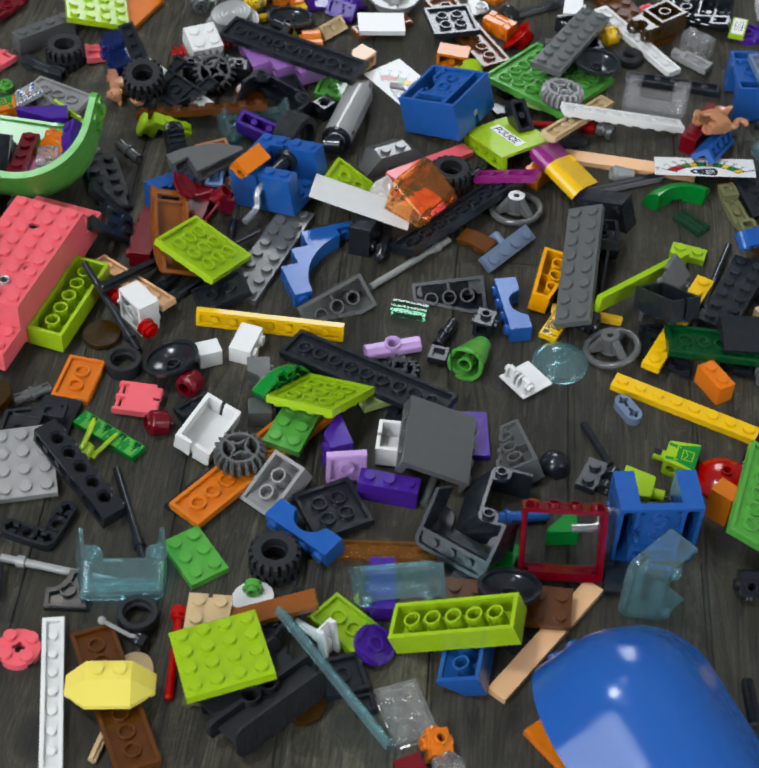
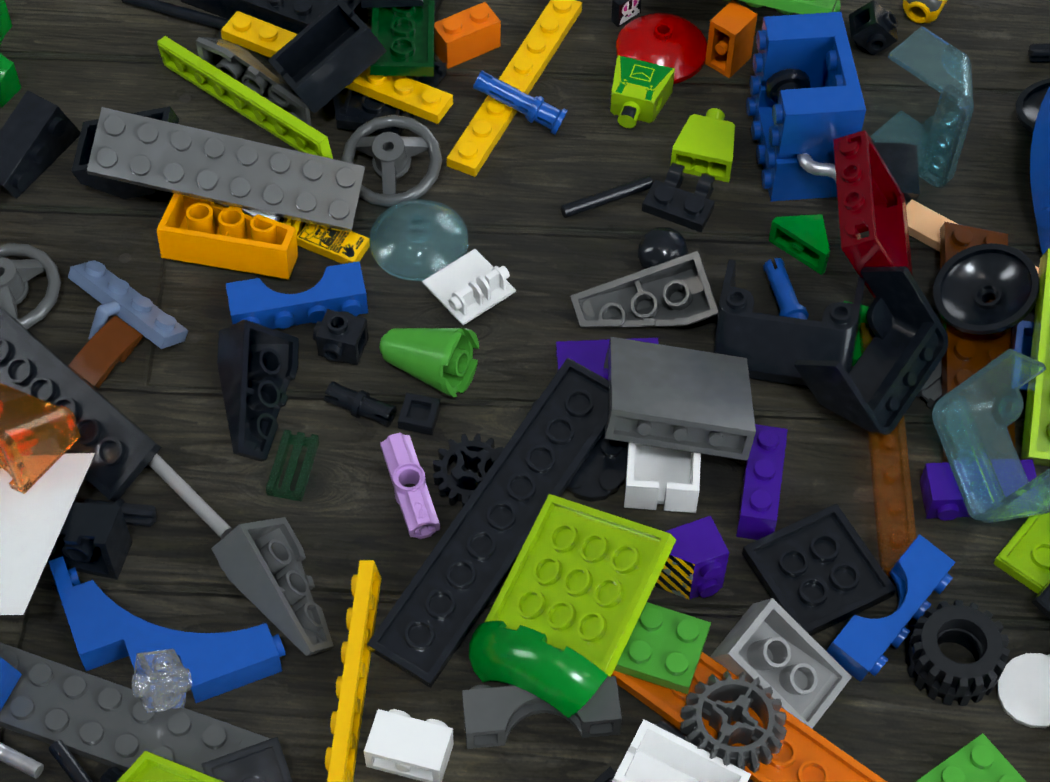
camera: 90 degrees left, 10 degrees up
(252, 587) = (1030, 683): bright green plate -> none
(283, 254) = (160, 680): none -> clear brick
(344, 464) = (736, 537): lavender plate -> none
(630, 409) = (528, 151): sand blue beam -> none
(656, 408) = (533, 108): none -> blue pin
(691, 223) = (61, 37): clear green tile -> none
(697, 255) = (142, 51): lime plate -> none

